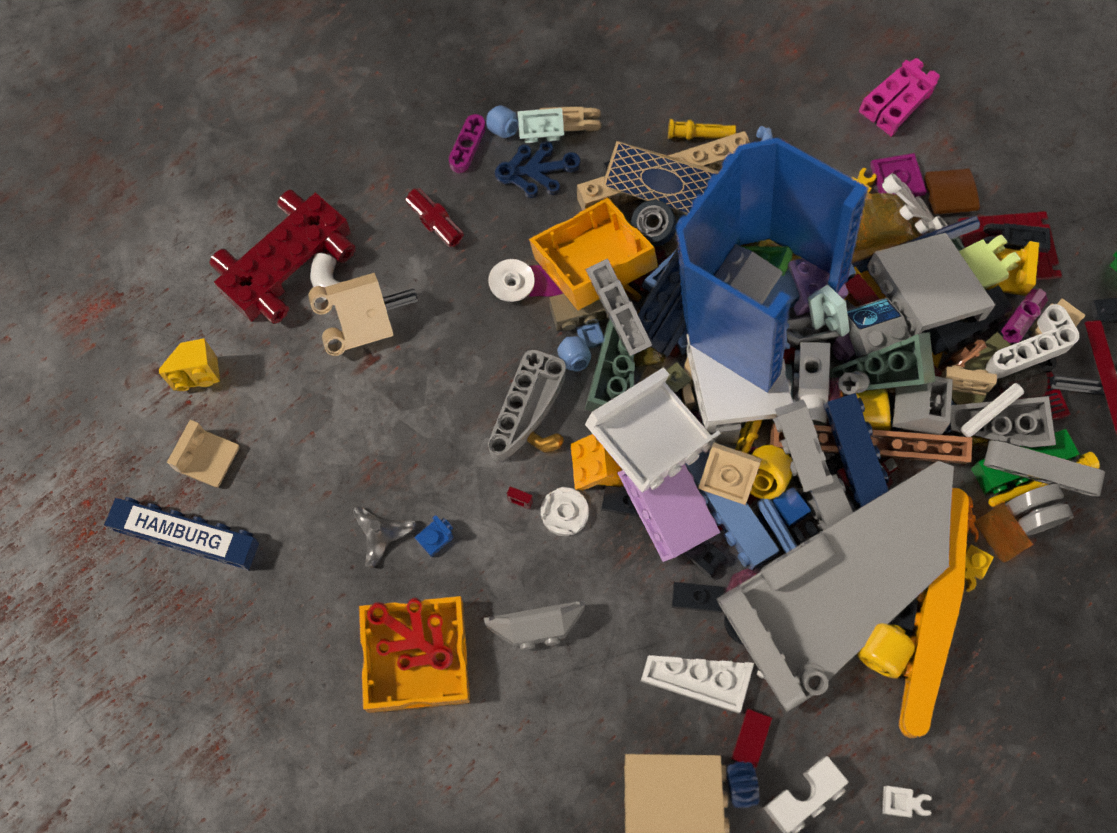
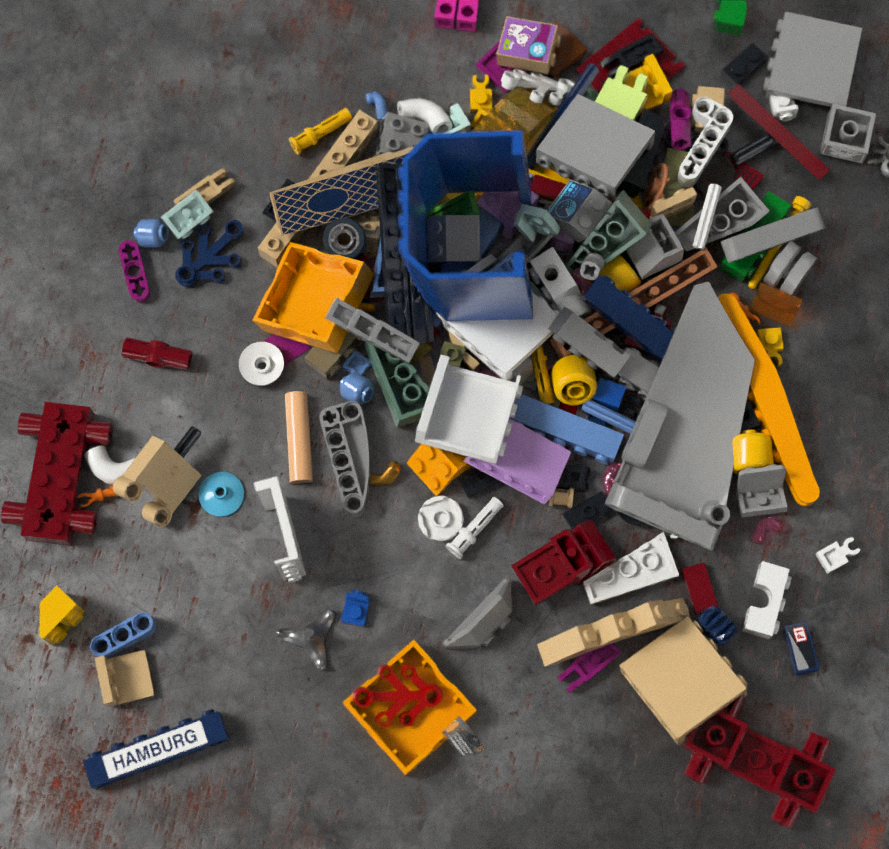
camera: 35 degrees left, 5 degrees up
(239, 427) = (135, 635): none -> medium blue beam
(301, 296) = (100, 495): none -> orange piece
(399, 373) = (228, 502): none -> medium azure dish
(423, 423) = (272, 498): none -> white panel
(437, 715) = (463, 738): none -> slope
(496, 361) = (298, 437): none -> light nougat brick
(519, 498) = (399, 533): dark red tile -> none
(603, 732) = (590, 664): none -> magenta hinge
(618, 533) = (468, 535): none -> white pin
(643, 624) = (564, 560): none -> dark red piece
(644, 717) = (612, 629): none -> tan arch
(683, 567) = (562, 497): none -> tan bush
(729, 473) = (548, 402): tan plate -> none
(853, 726) = (764, 526): none -> clear pink arm
(872, 690) = (761, 491): none -> light grey bracket
(929, 170) = (528, 45): none -> brick

